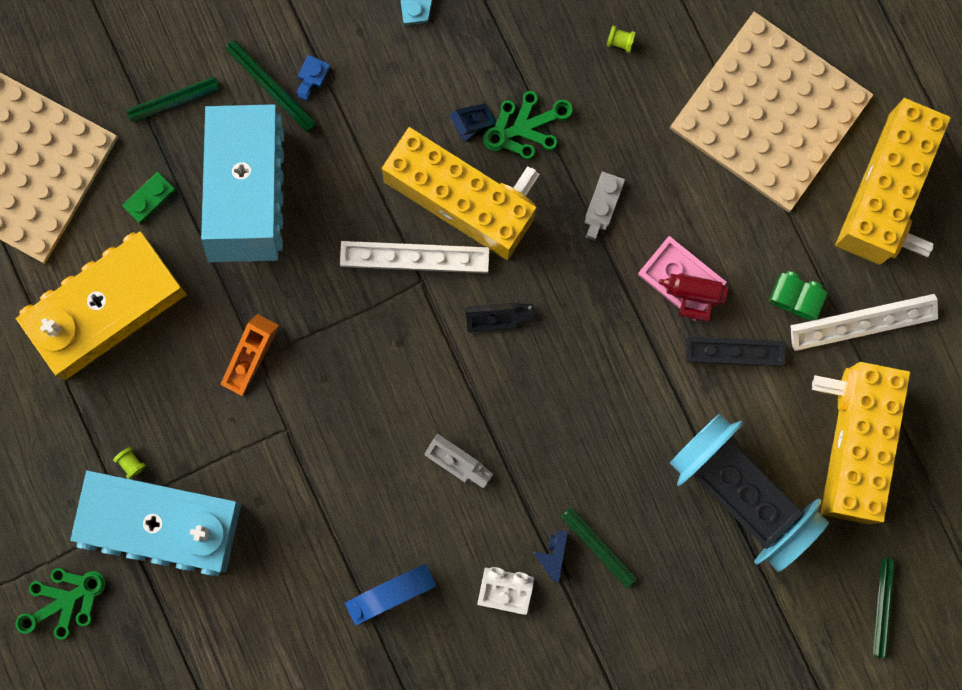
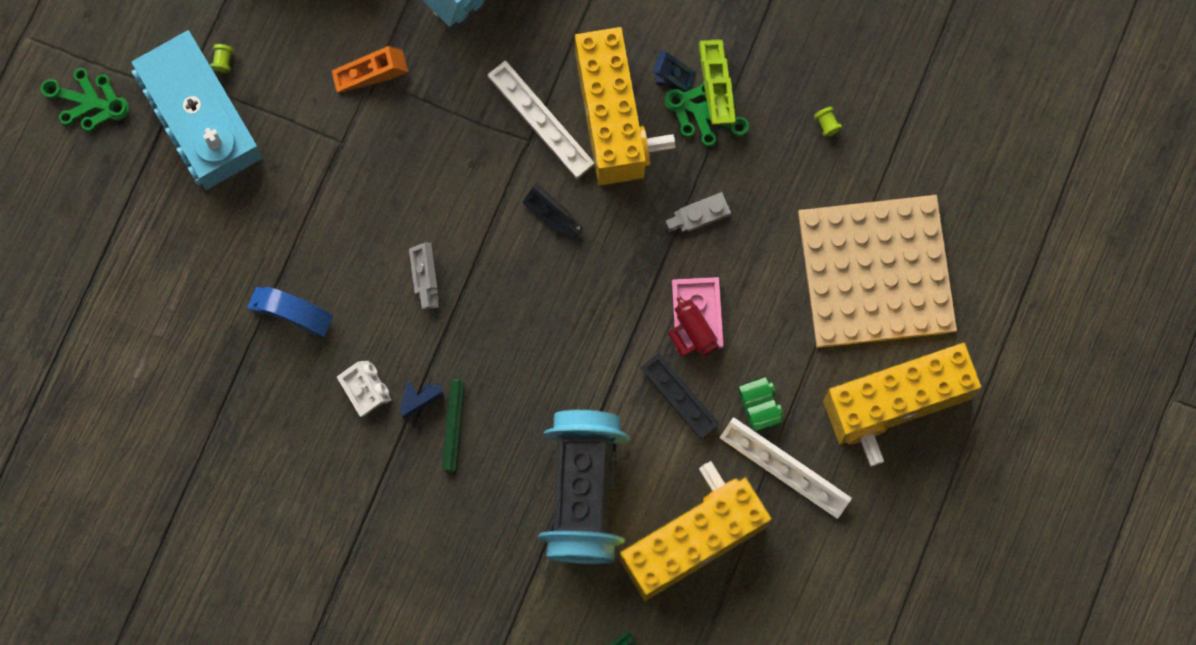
camera: 50 degrees right, 5 degrees down
(512, 95) = (717, 82): none -> lime slope

